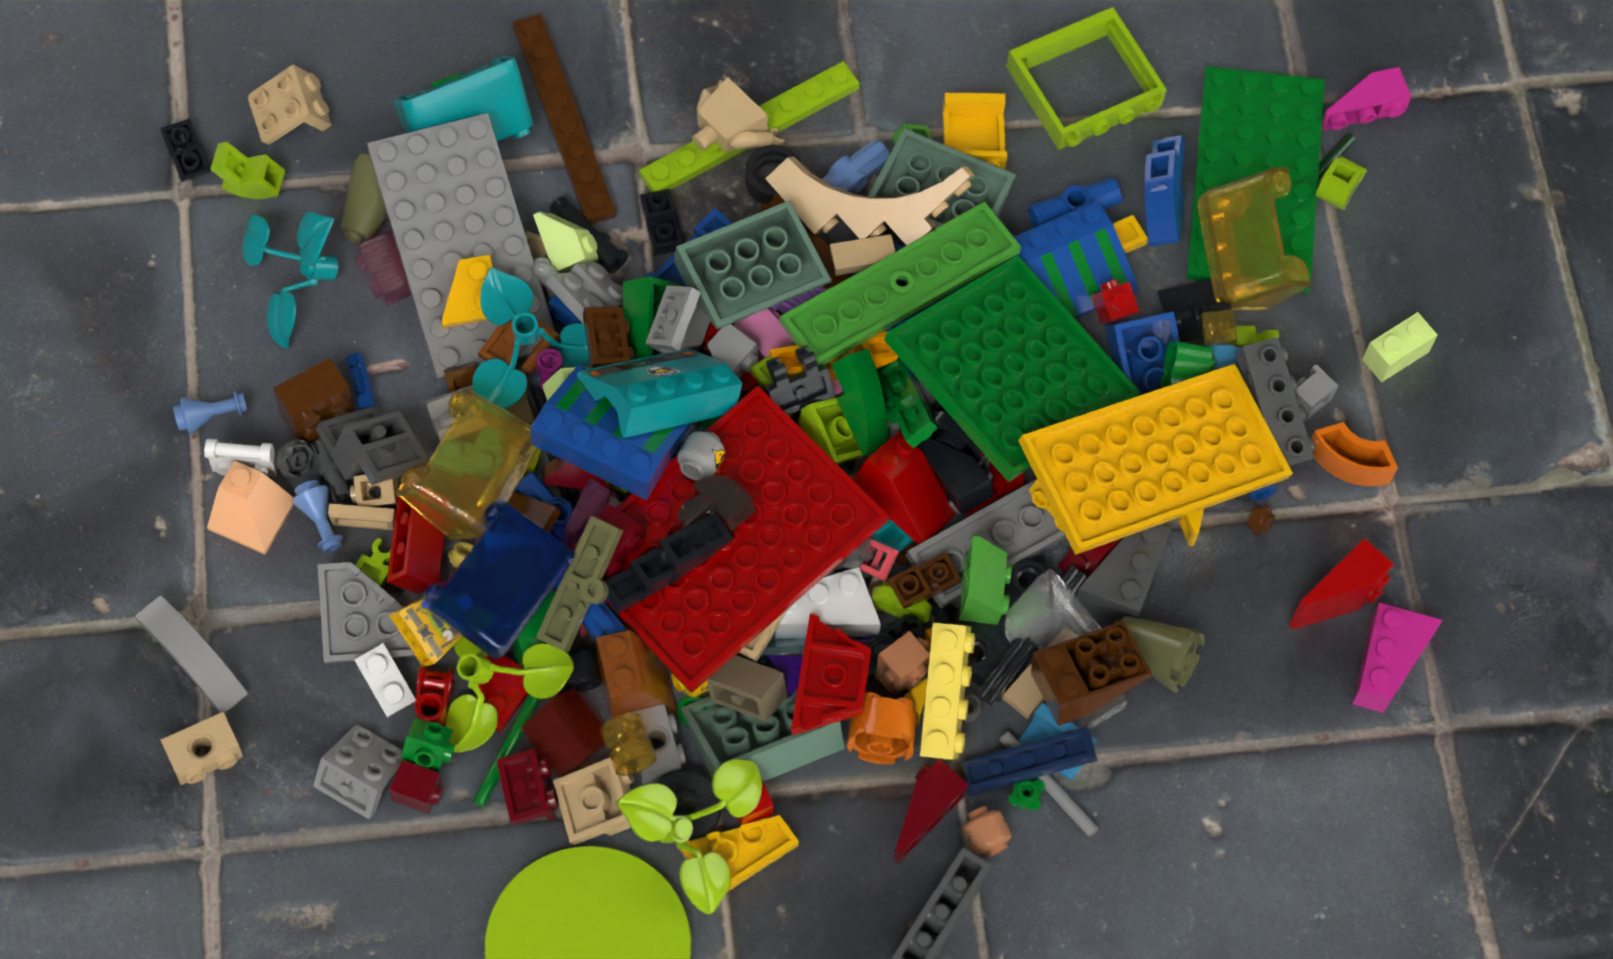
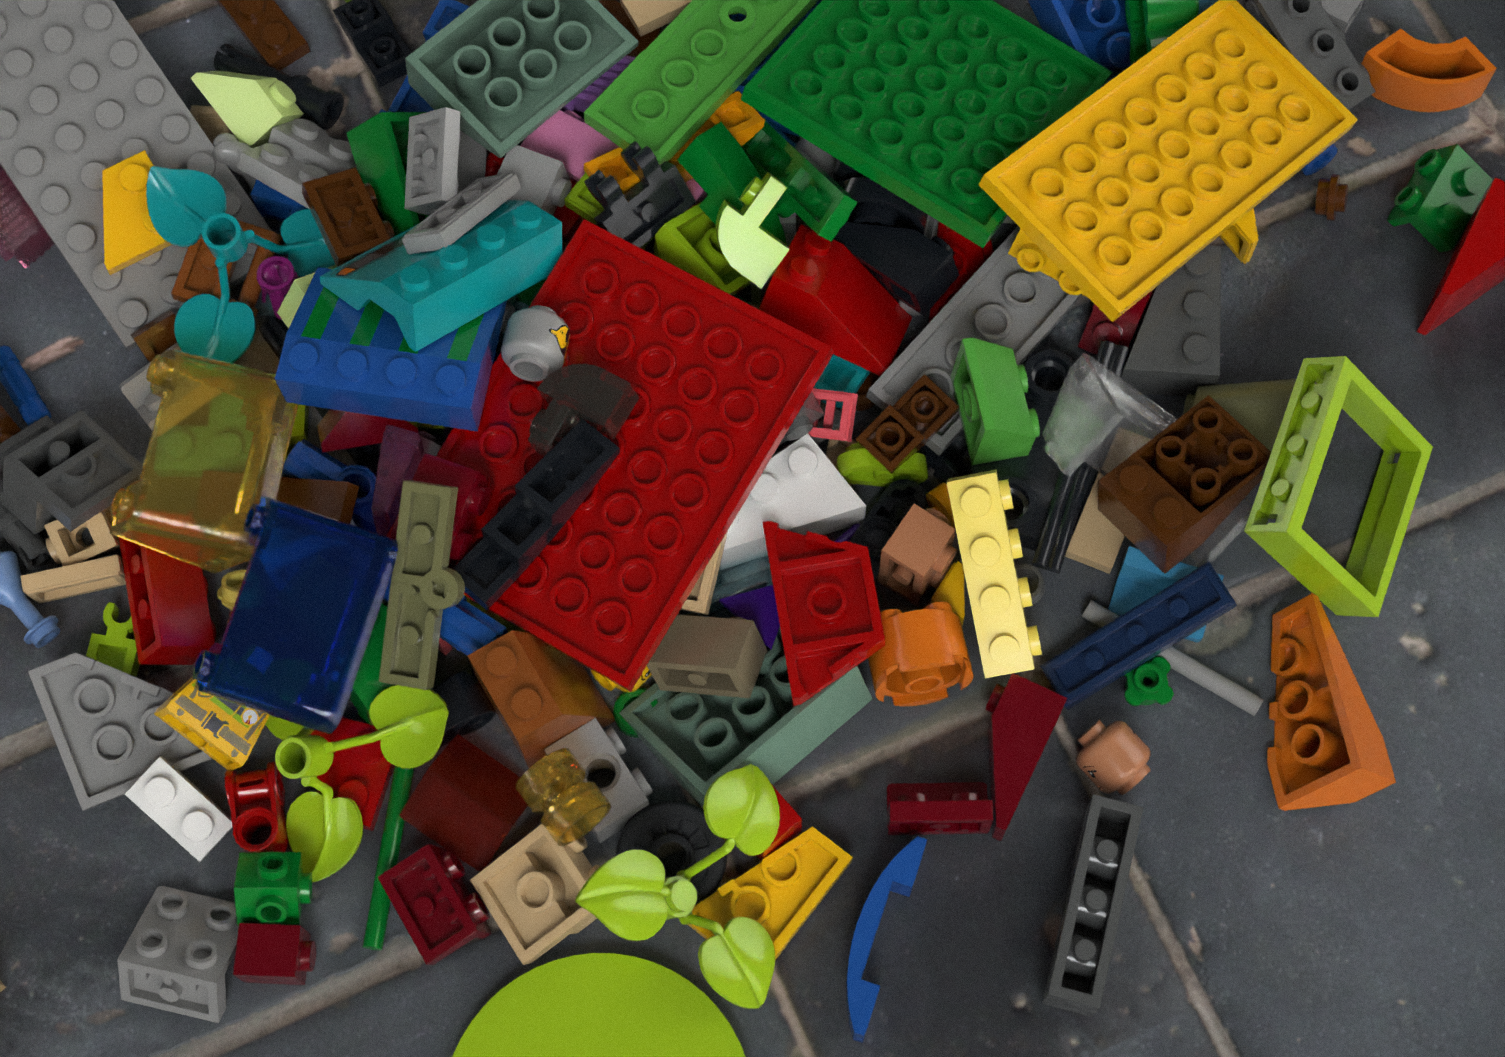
camera: 10 degrees left, 5 degrees up
(680, 358) = (461, 213): none -> light grey tile
(823, 863) = (898, 878): none -> blue slope
(856, 429) = (742, 238): none -> brick
(863, 829) = (938, 808): none -> dark red bracket
(1130, 859) = (1323, 727): none -> orange wedge
(1157, 683) = (1295, 472): none -> lime window
(1334, 539) = (1441, 195): none -> green bracket

